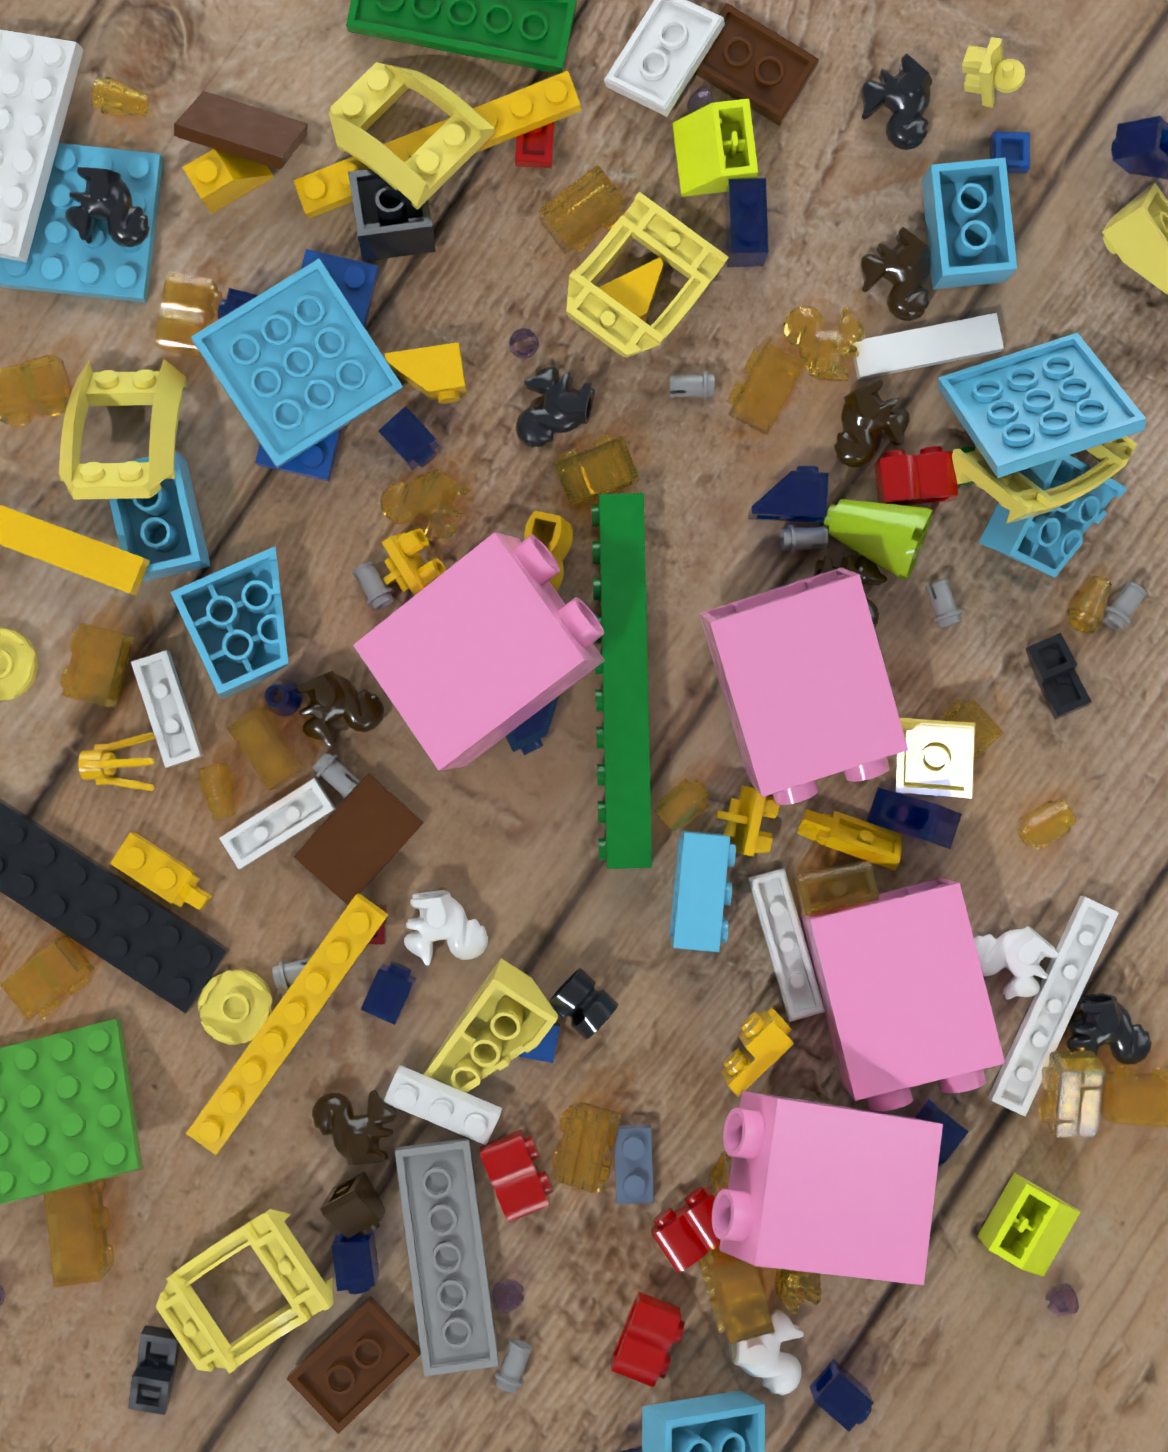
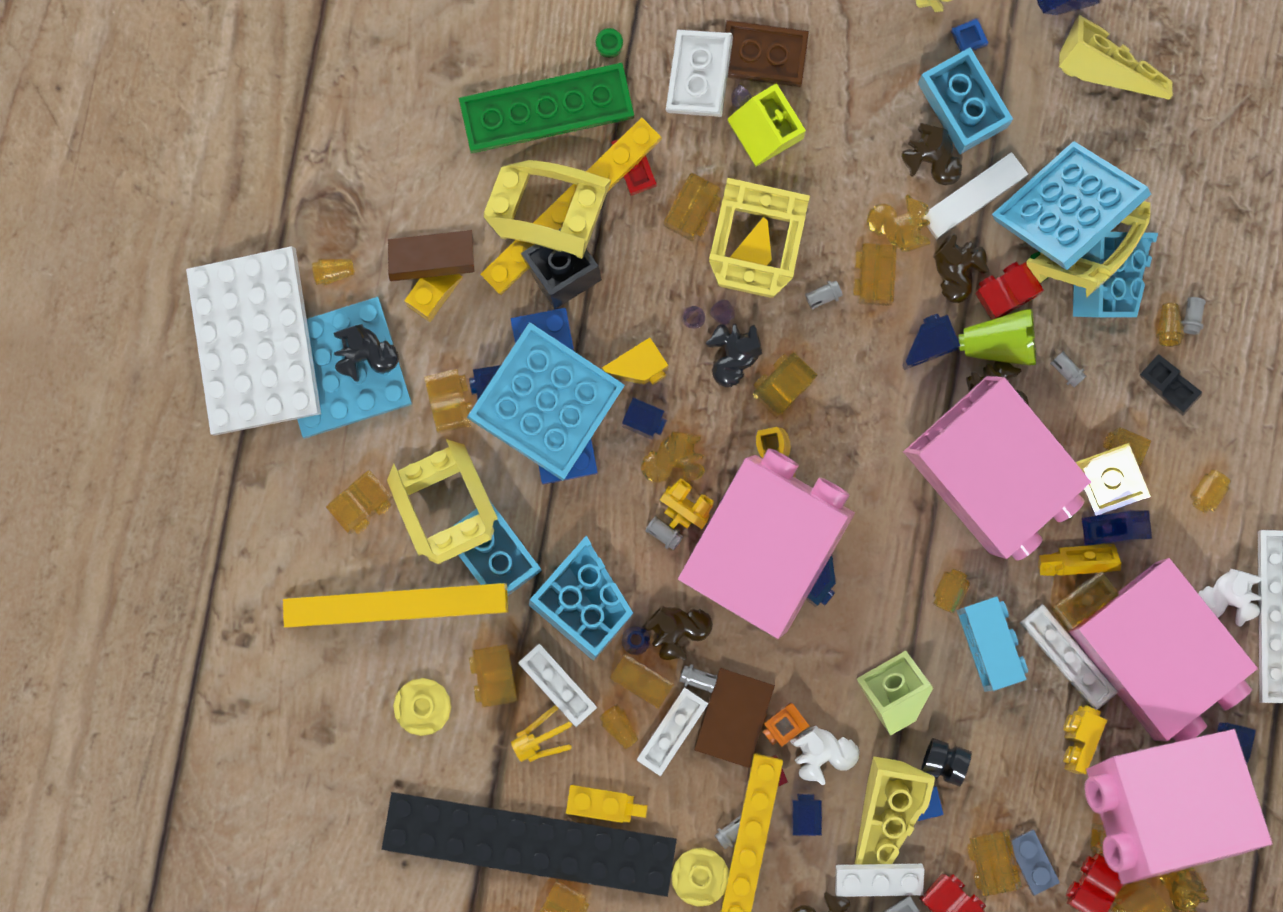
camera: 20 degrees left, 5 degrees down
(411, 875) = (784, 725): none -> orange window
(562, 353) = (722, 312): none -> hinge
(562, 894) = (896, 691): none -> yellowish green slope
(623, 681) = (871, 523): green brick -> none
(744, 821) = (1000, 580): yellow hips -> none
(746, 222) = (810, 166): clear blue brick -> none
(803, 538) = (949, 367): light grey pin -> none
(906, 97) = (882, 31): black animal -> none

